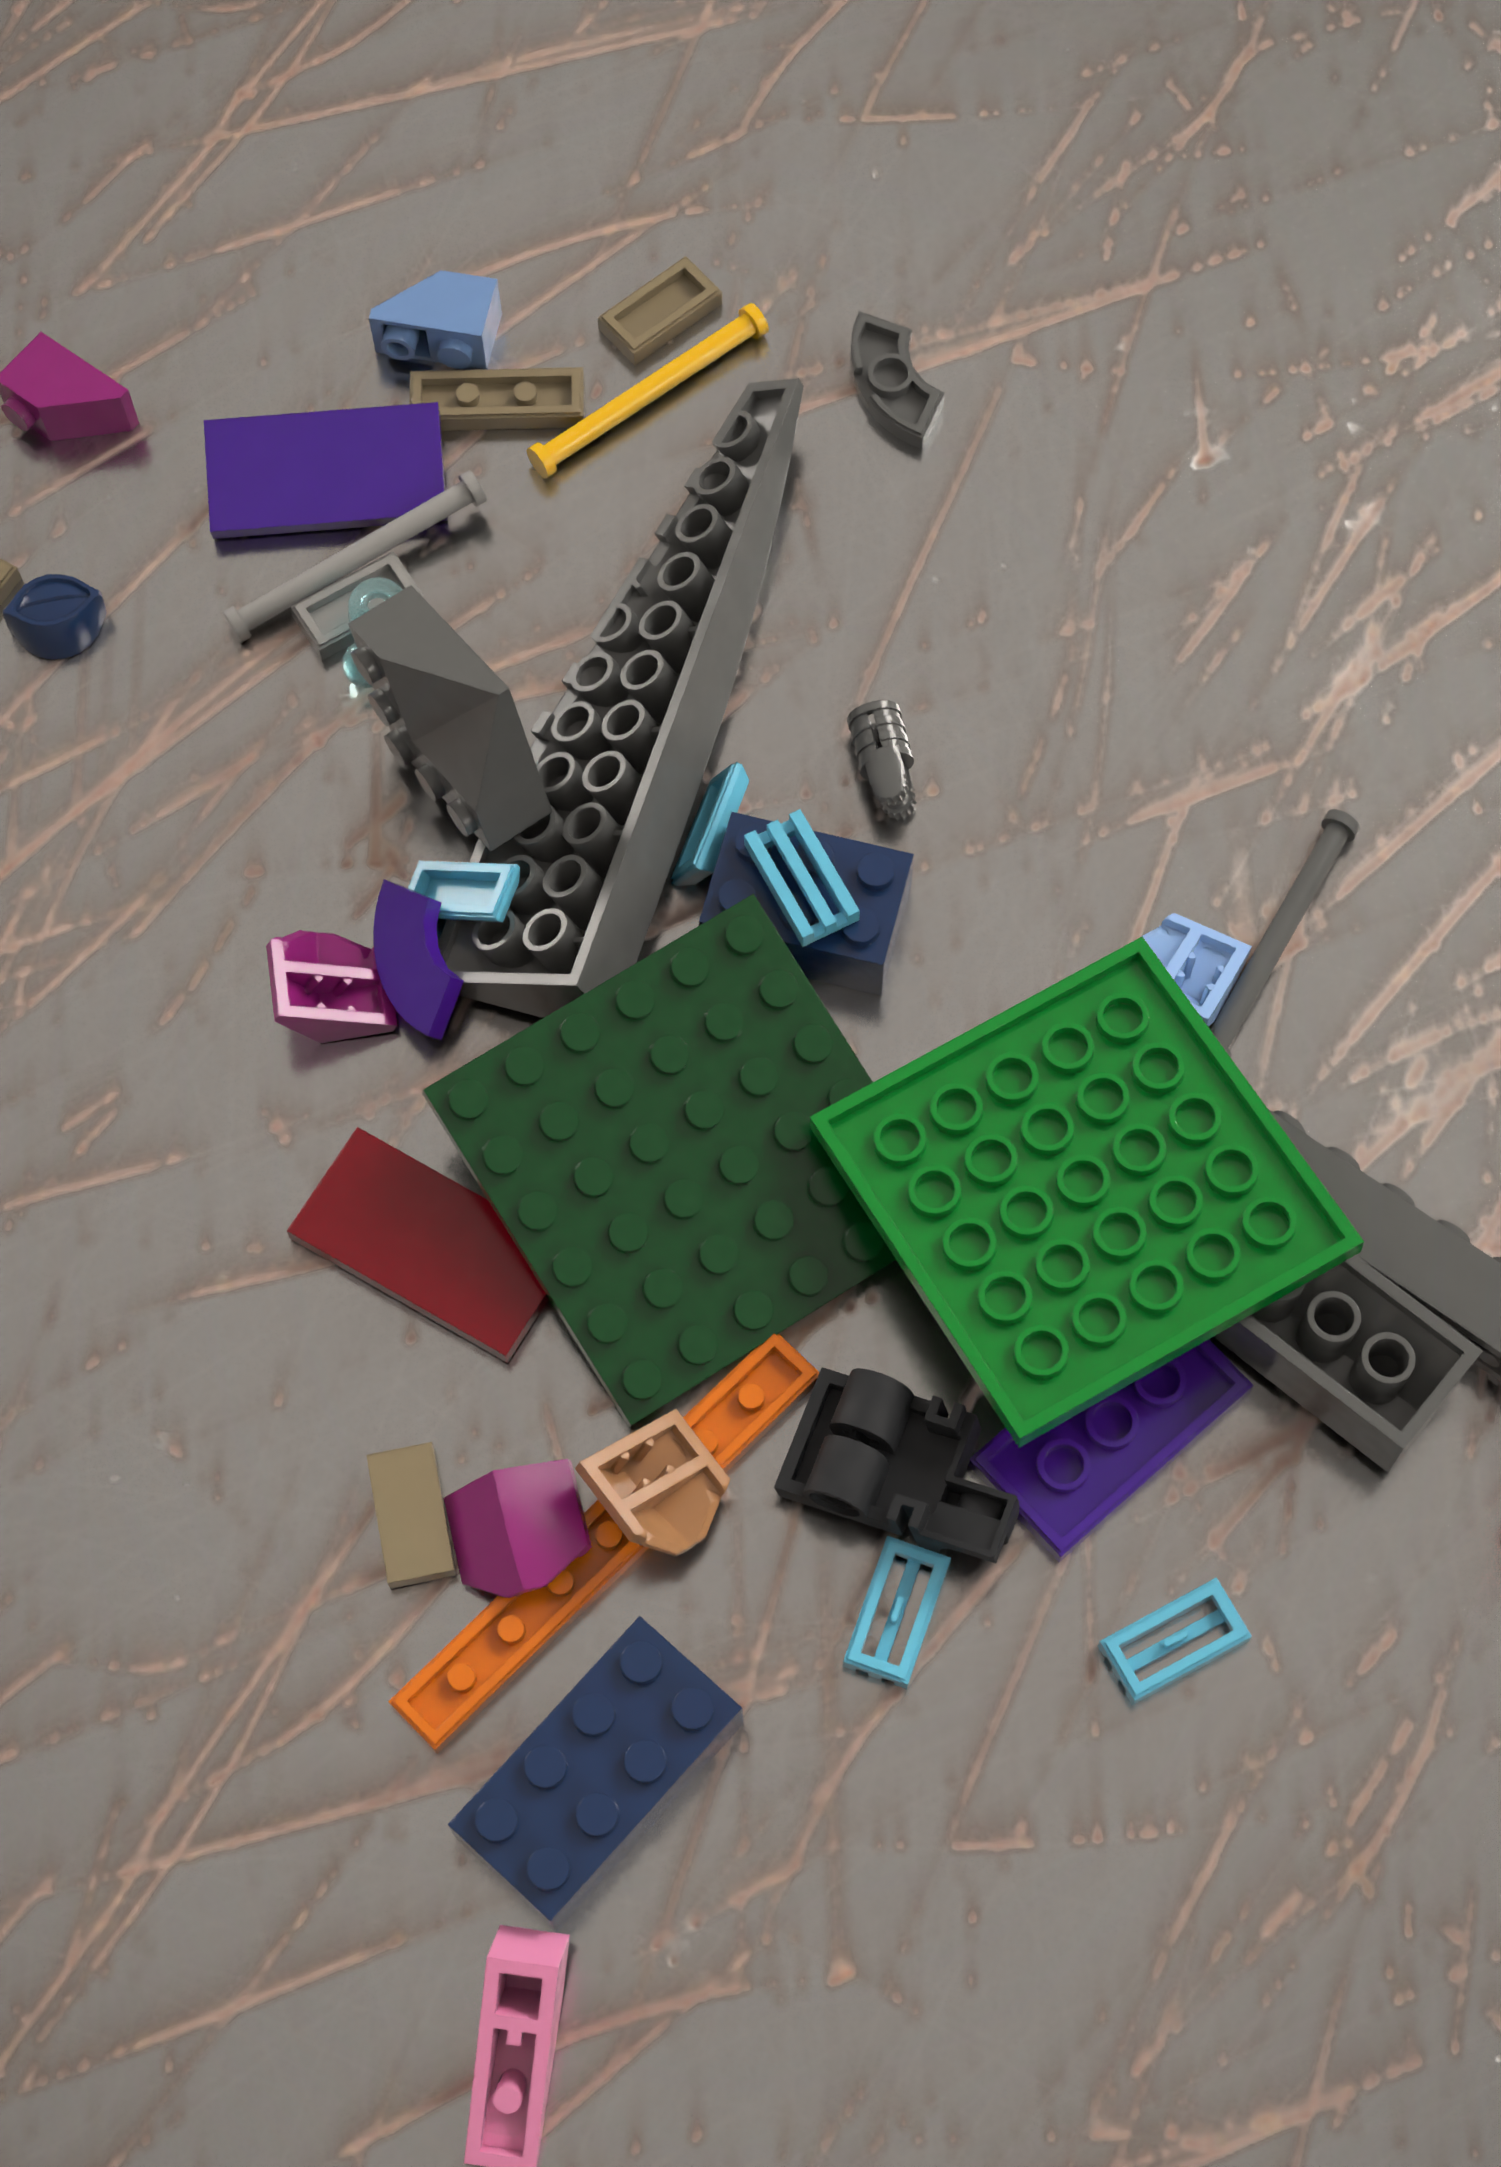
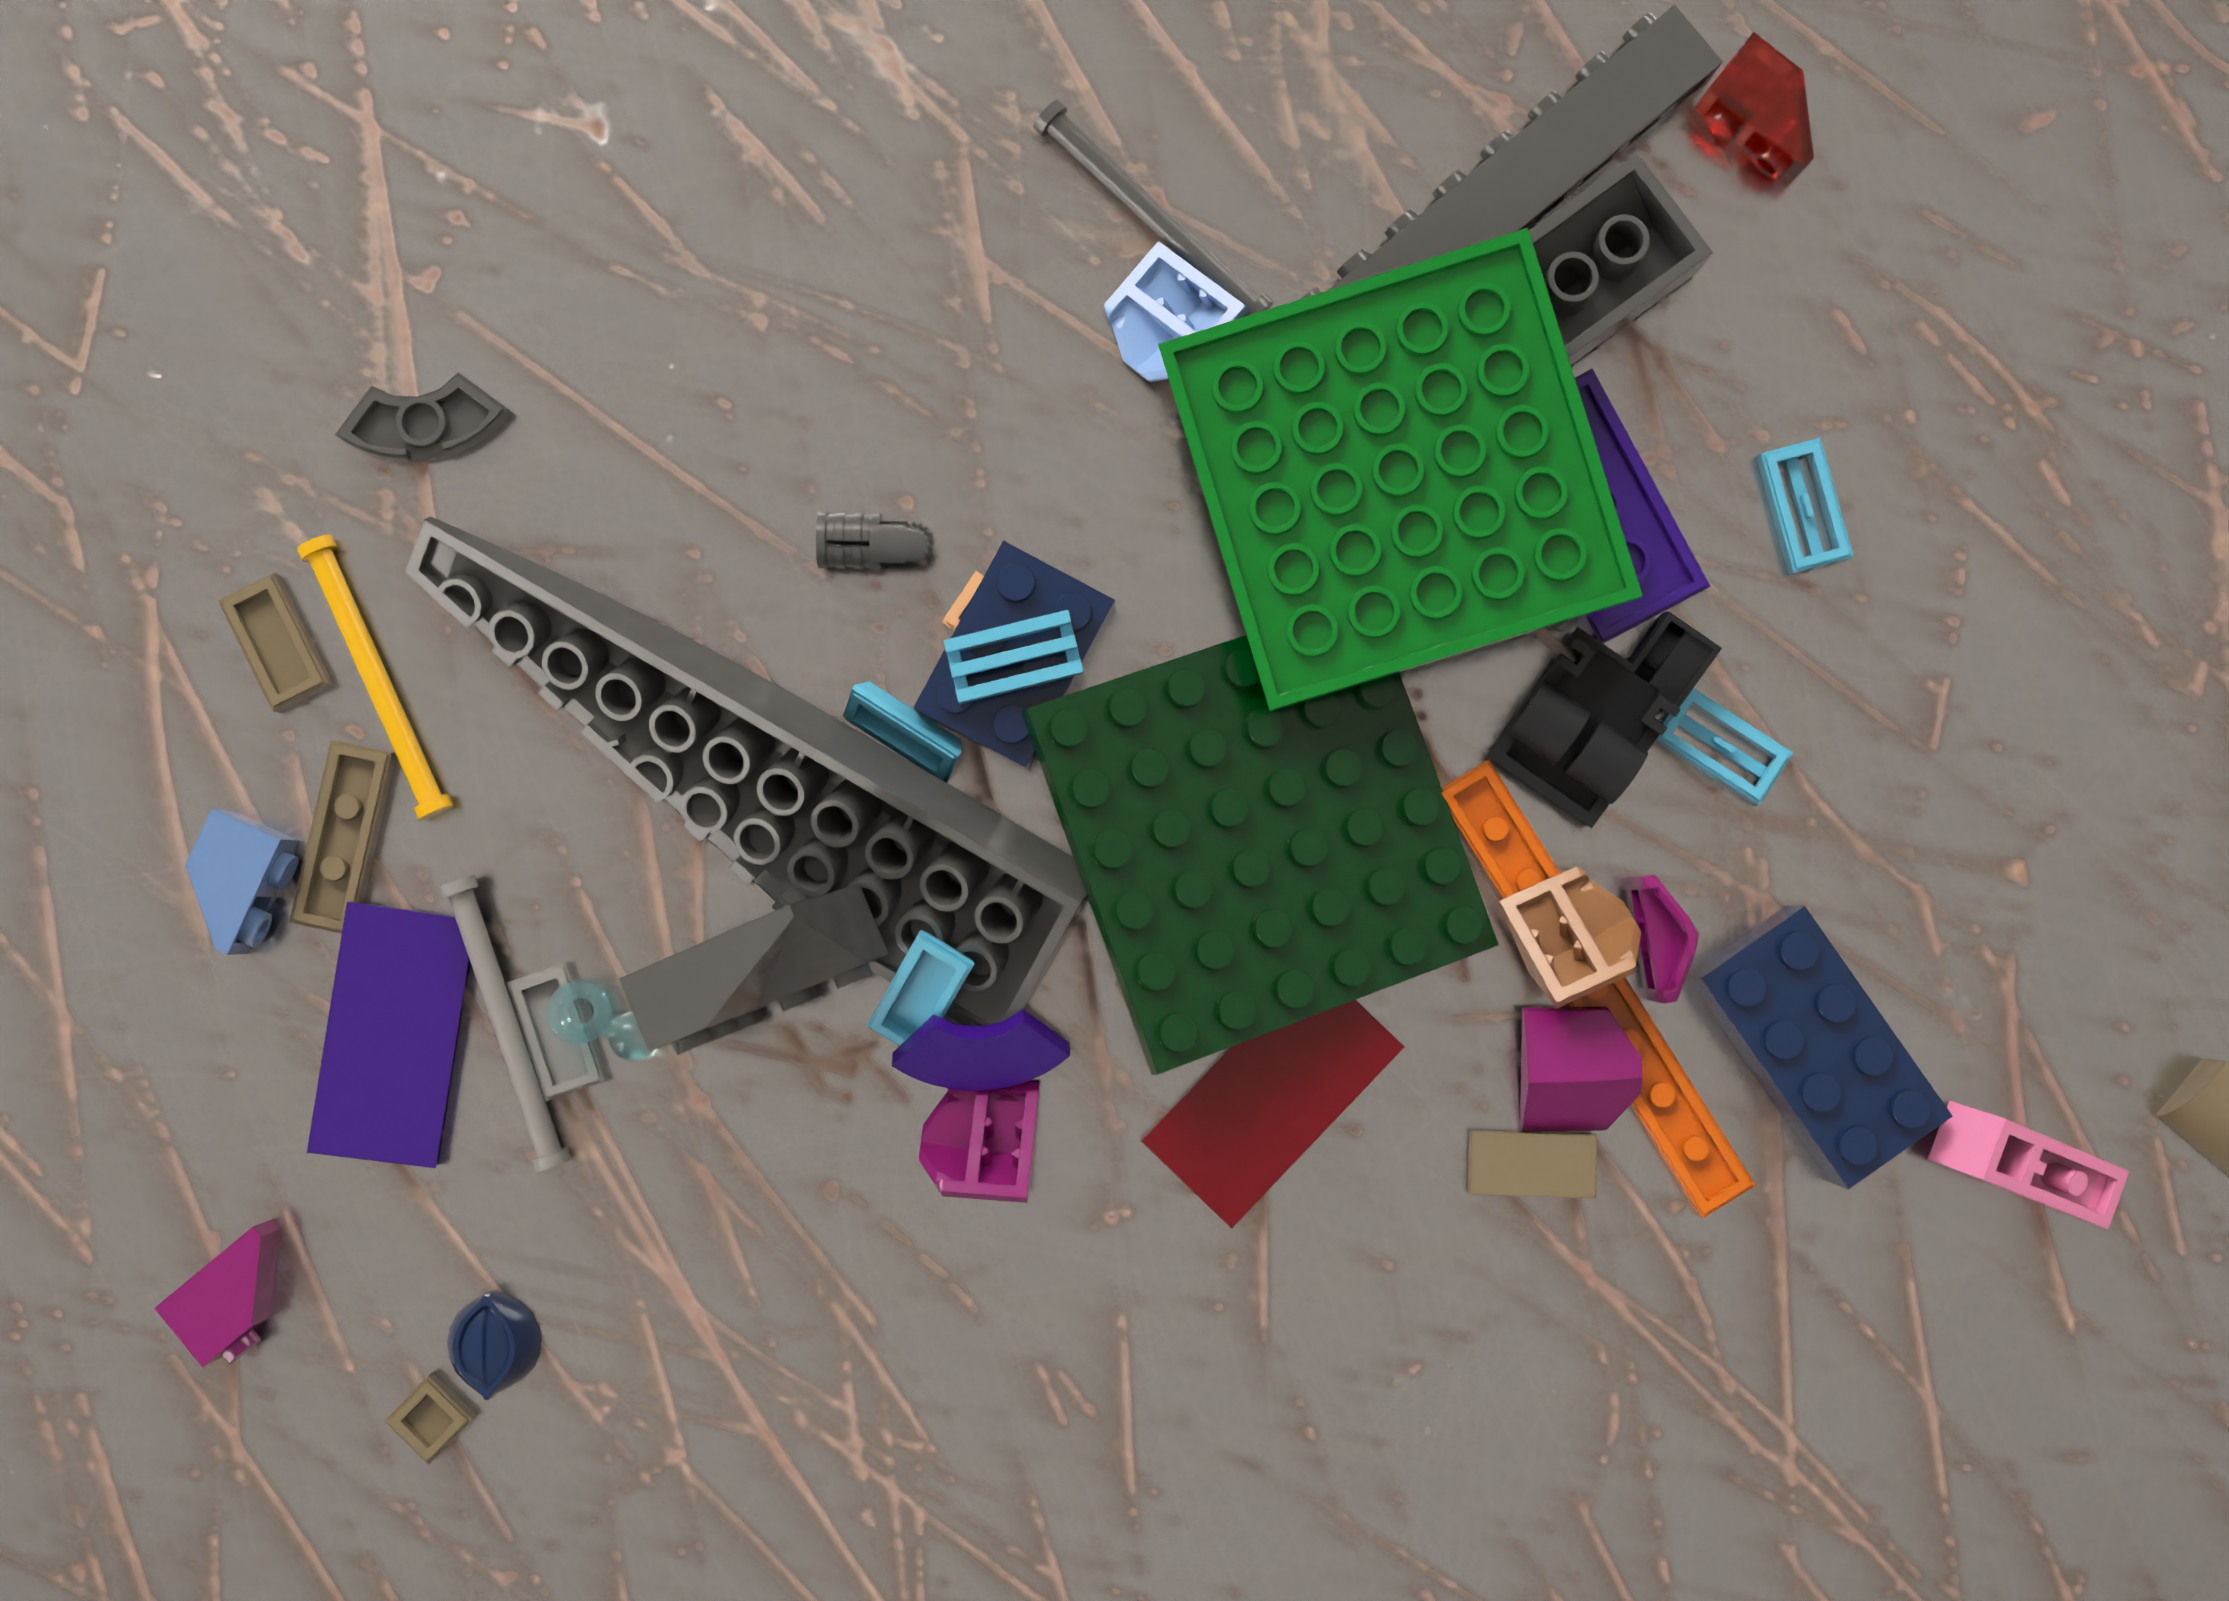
camera: 75 degrees left, 20 degrees up
(676, 1587) = (1666, 938): none -> magenta slope

